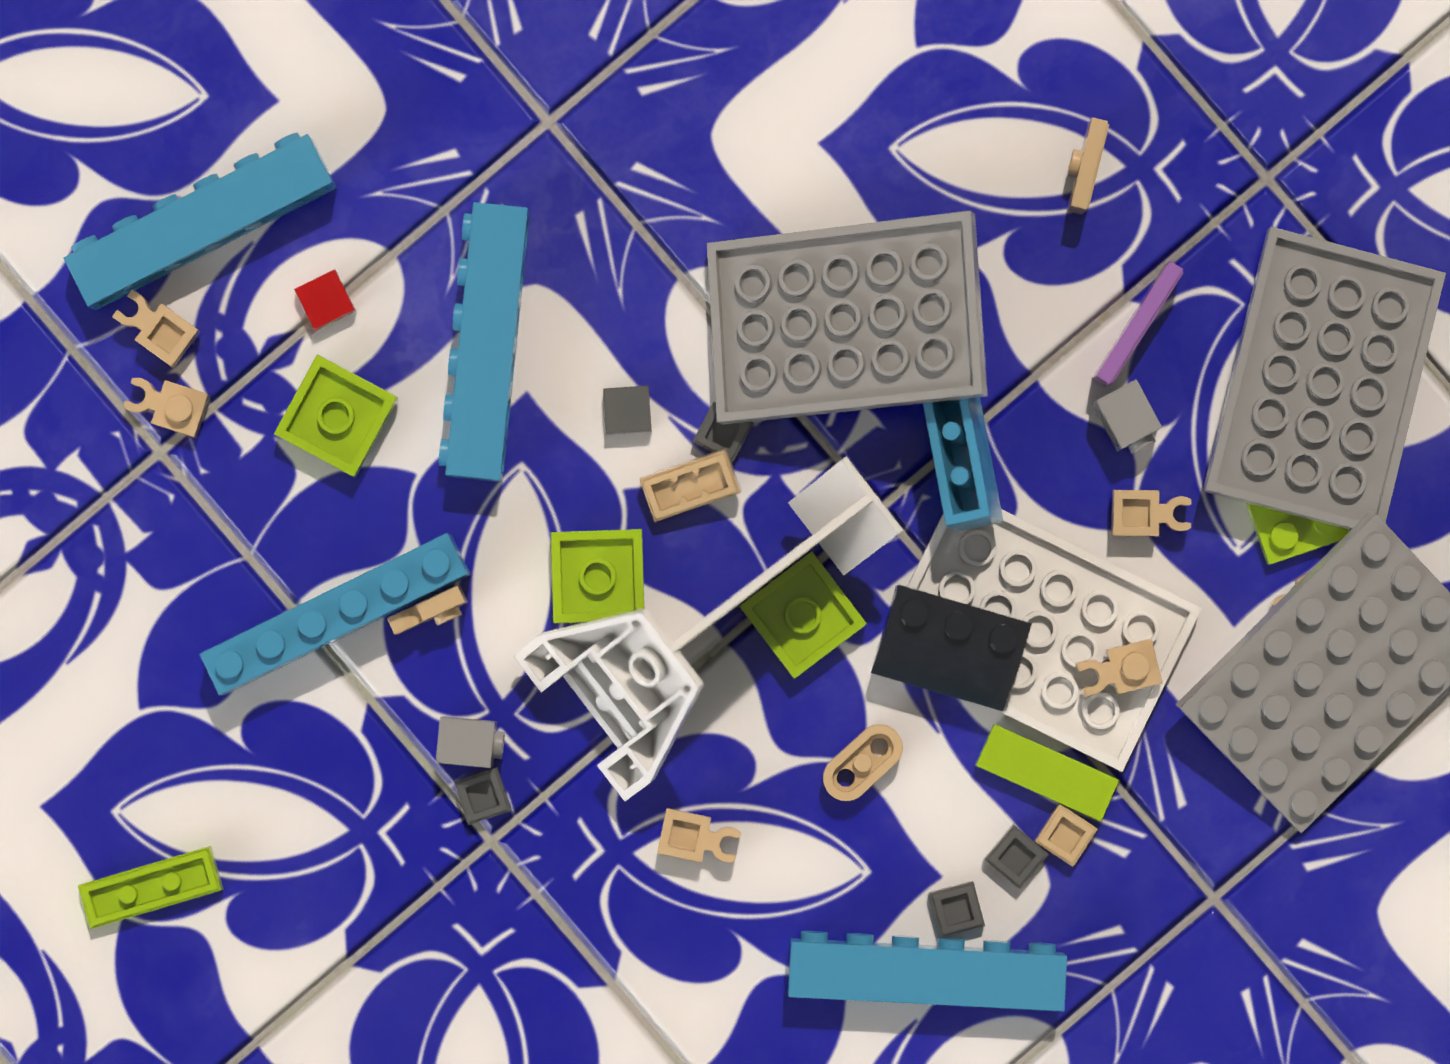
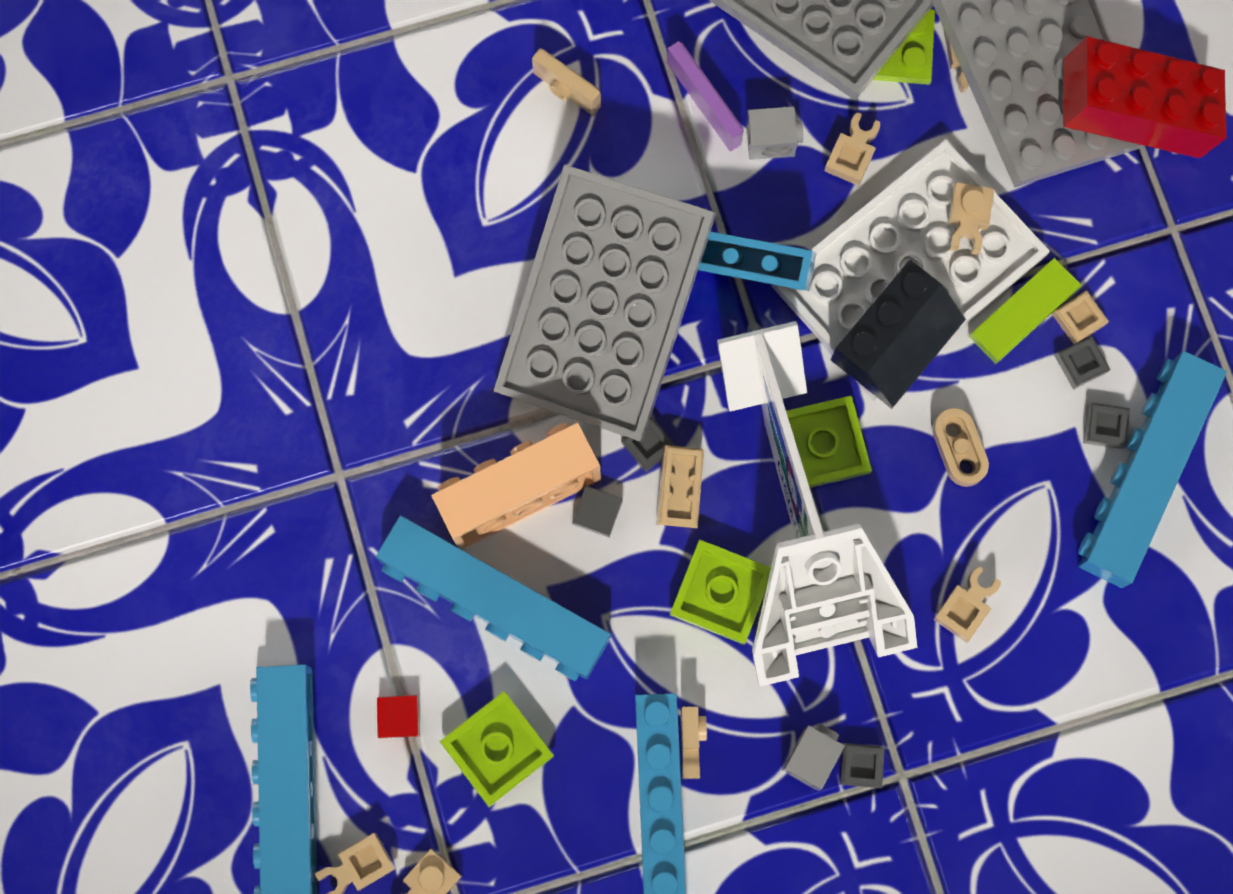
camera: 65 degrees left, 10 degrees down
(610, 315) = (517, 485): none -> light nougat brick
(1337, 804) = (1144, 97): none -> red brick

